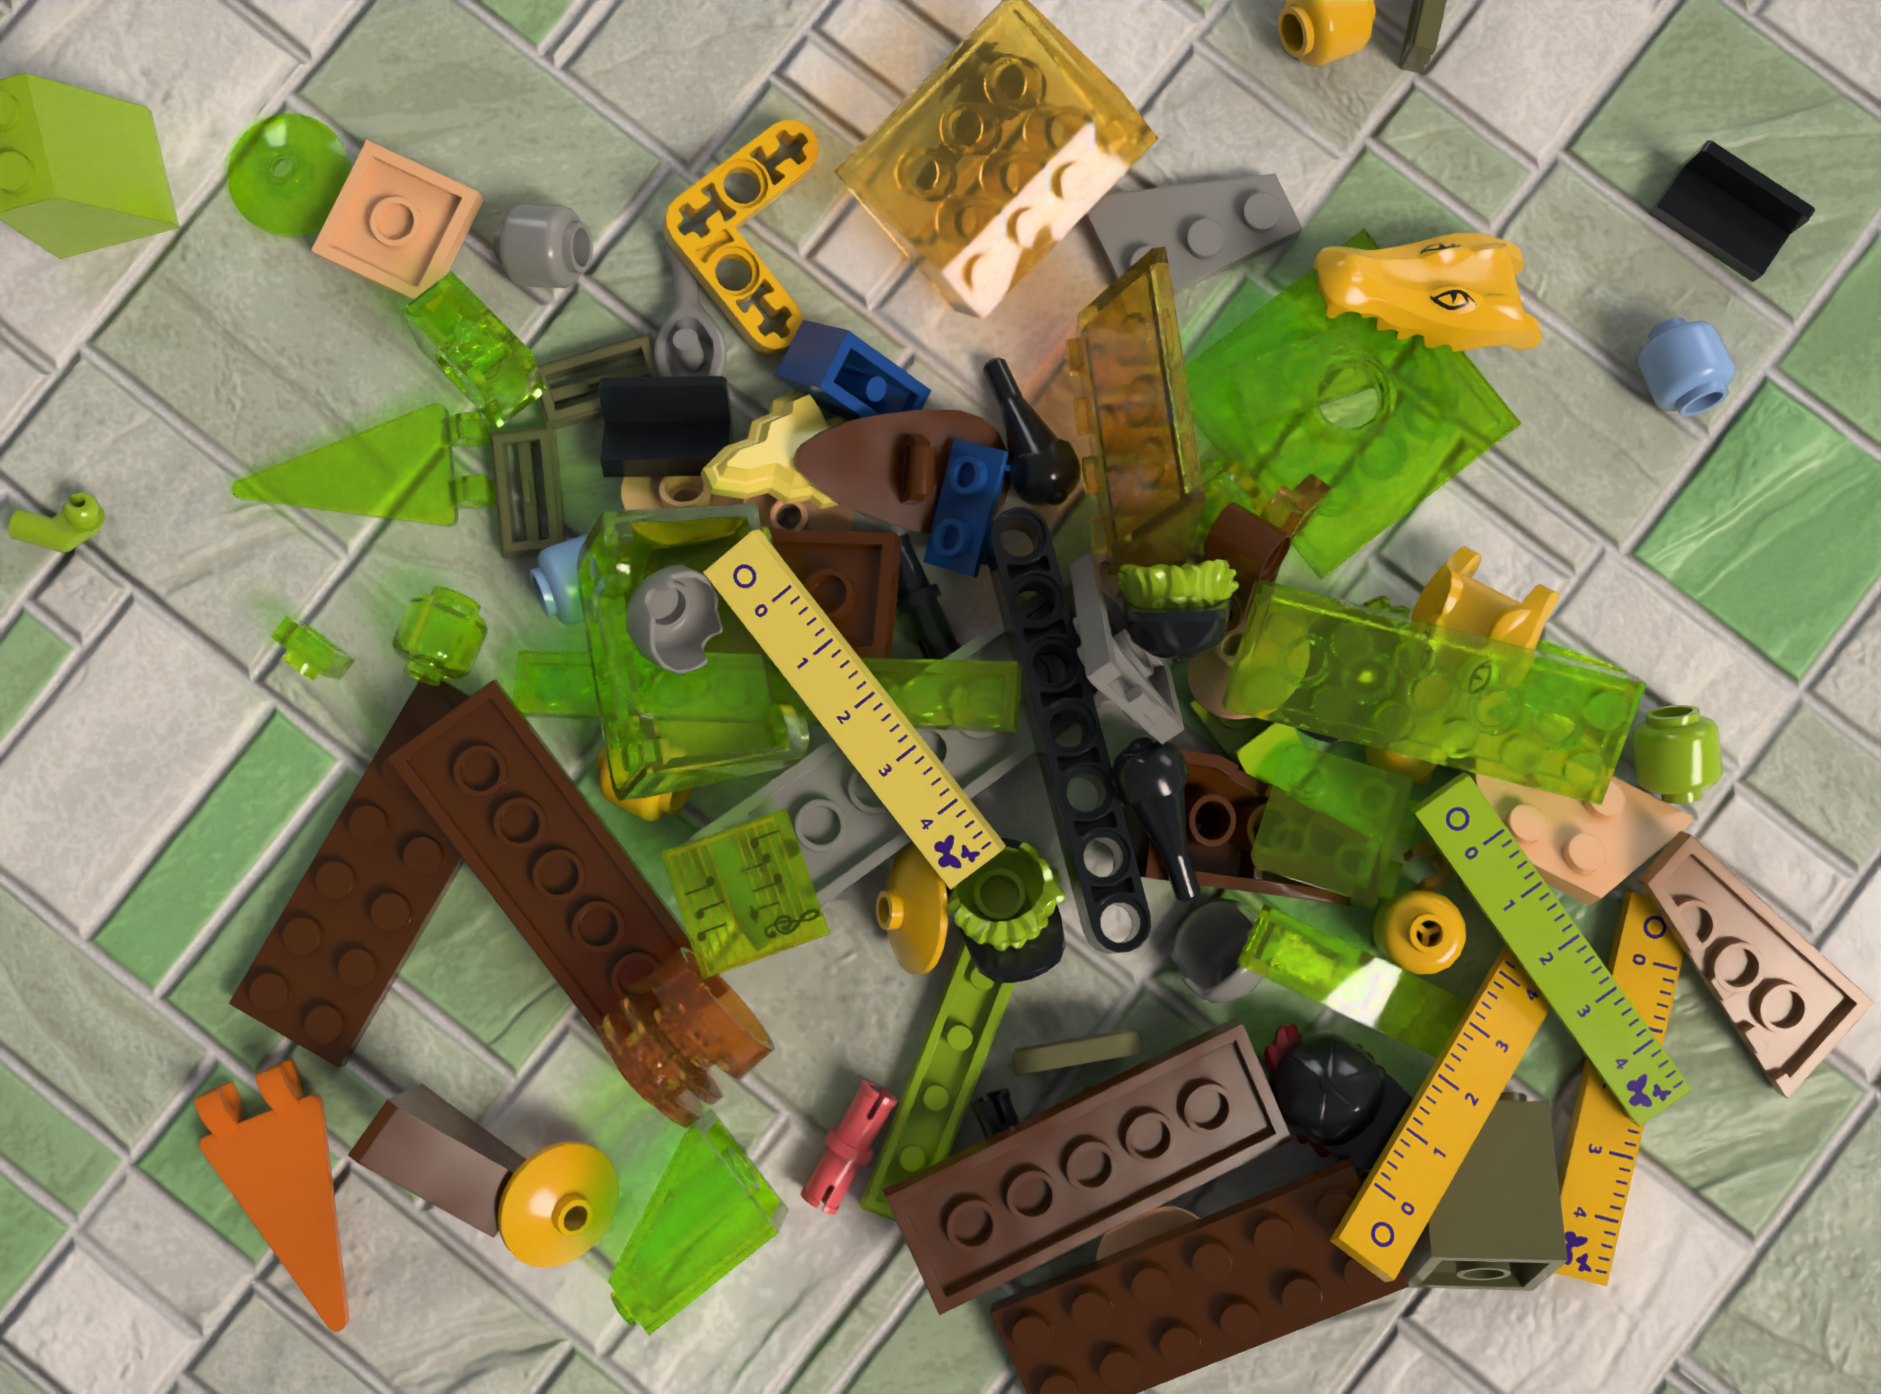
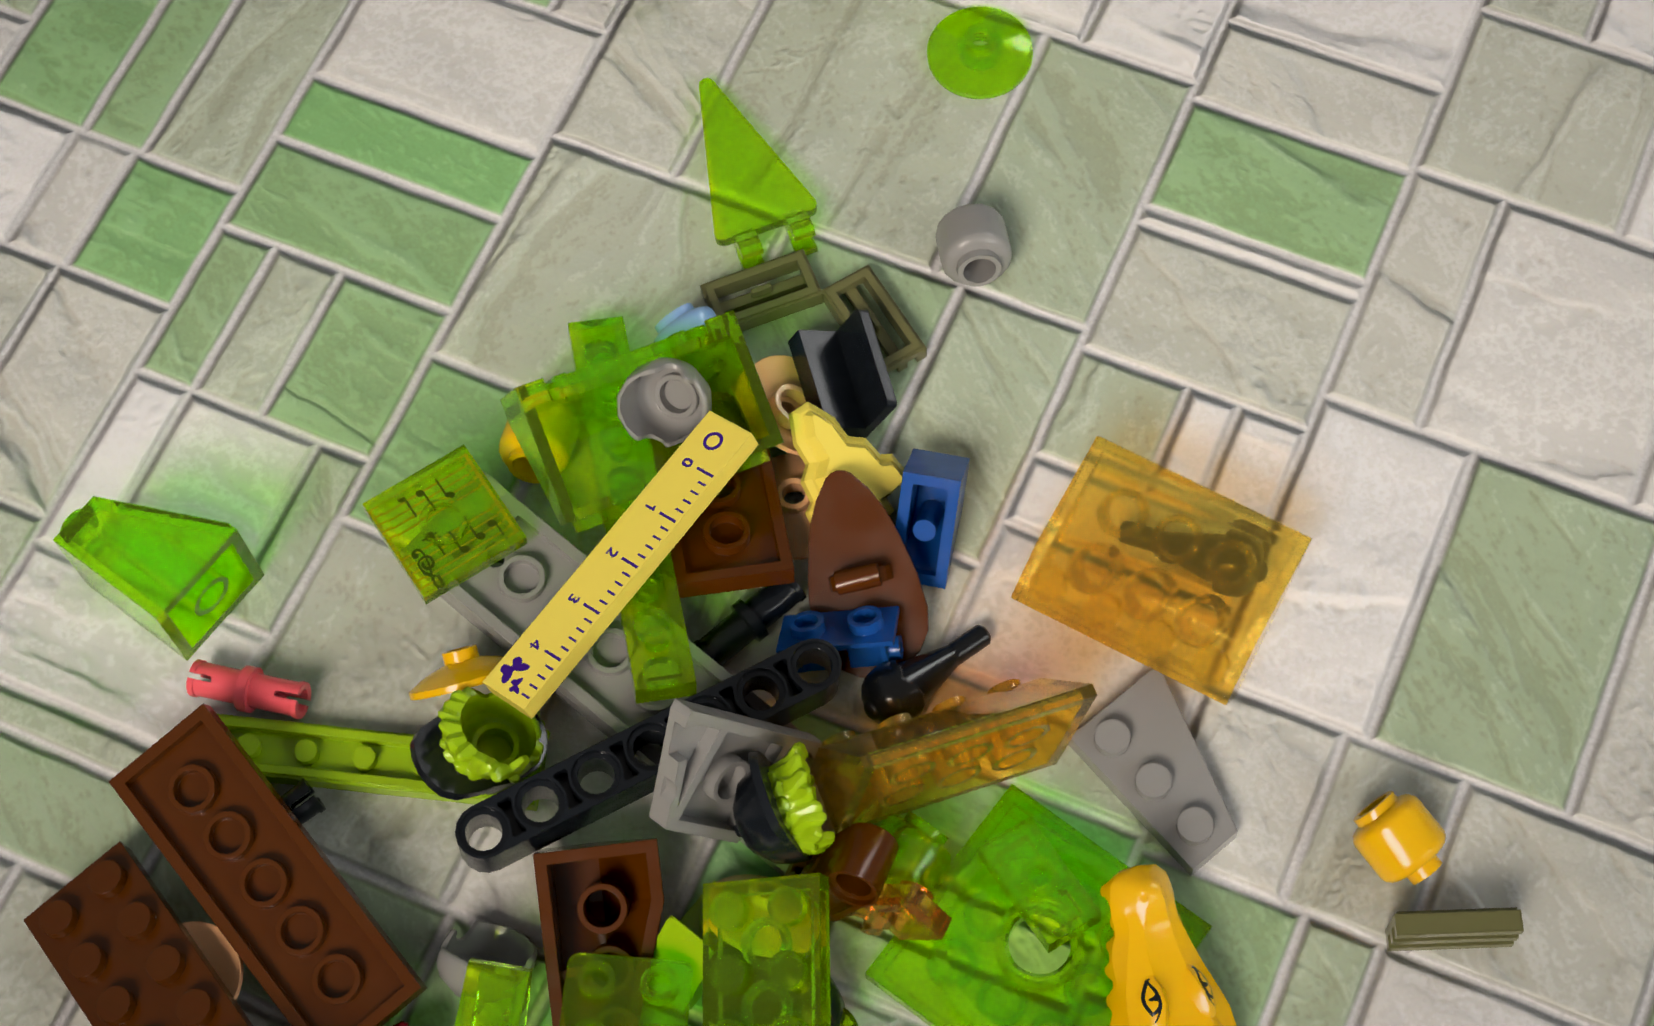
camera: 75 degrees right, 20 degrees down
(282, 1180) = (144, 261): orange flag -> none
(310, 651) = (584, 165): clear neon green plate -> none
(357, 904) = (418, 270): reddish brown plate -> none
(397, 222) = (959, 136): light nougat plate -> none
(439, 635) = (617, 252): clear neon green head -> none
(439, 1156) = (179, 369): reddish brown slope -> none
(474, 349) = (863, 211): clear neon green brick -> none
(542, 851) = (438, 385): reddish brown plate -> none
(543, 1192) = (174, 451): yellow dish -> none
(671, 1049) = (309, 510): clear orange wheel -> none
(689, 337) = (927, 378): light grey piece -> none
(725, 242) = (1023, 377): yellow beam -> none
(1076, 1051) = (370, 859): olive tile -> none
(1152, 783) = (613, 828): black piece -> none

